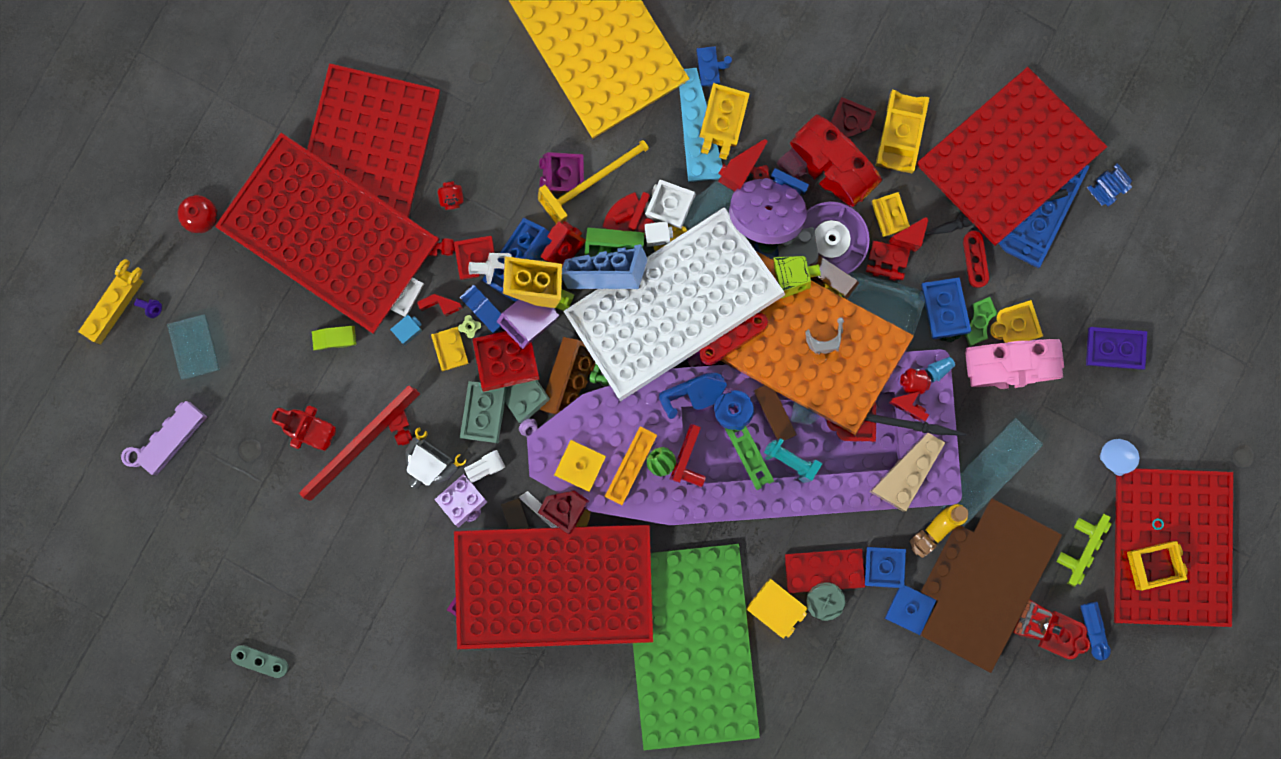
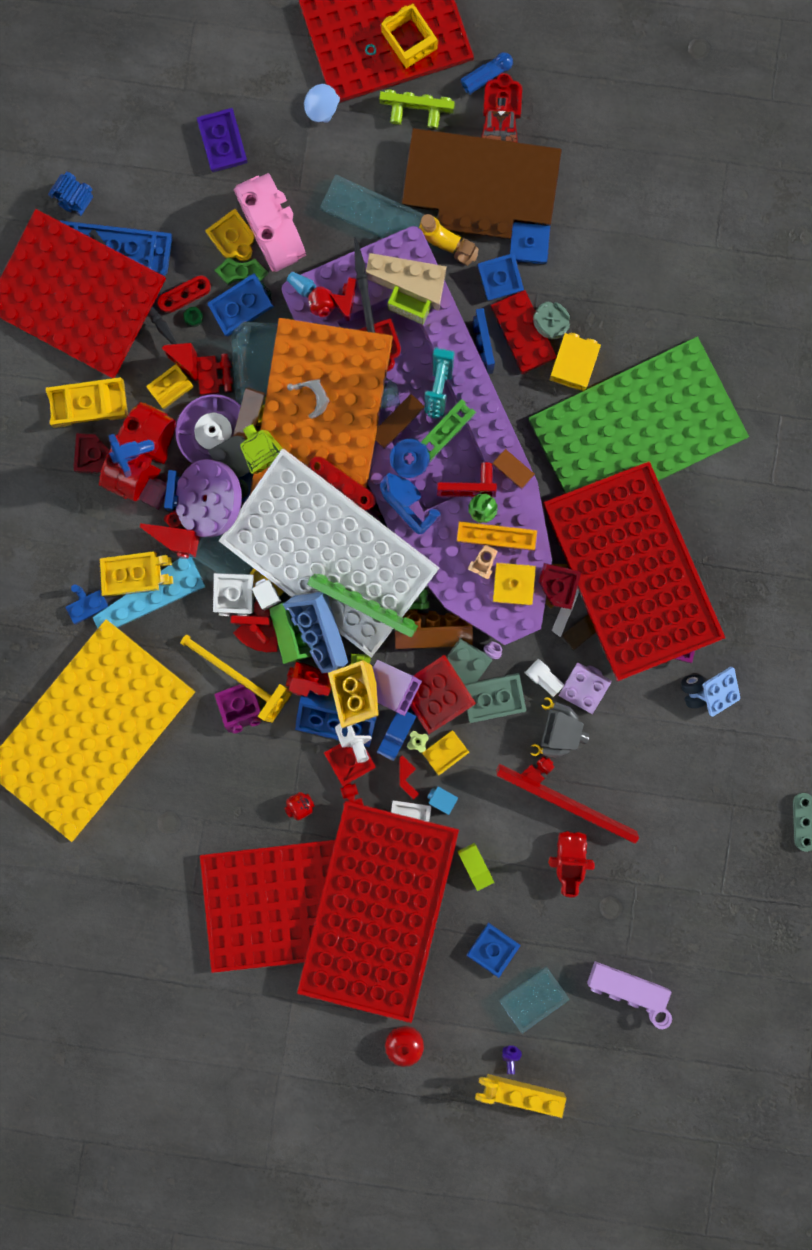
camera: 100 degrees left, 0 degrees up
(252, 326) = (493, 950): none -> blue plate
(409, 622) = (717, 692): none -> light blue plate
(608, 441) = (481, 565): none -> light nougat plate
(614, 316) = (359, 603): none -> bright green plate
(689, 505) = (513, 469): none -> dark orange tile
(826, 525) = (483, 340): none -> blue plate
(831, 145) = (124, 453): none -> blue piece
(882, 463) = (408, 306): none -> lime panel
(951, 260) = (193, 317): none -> dark green tile

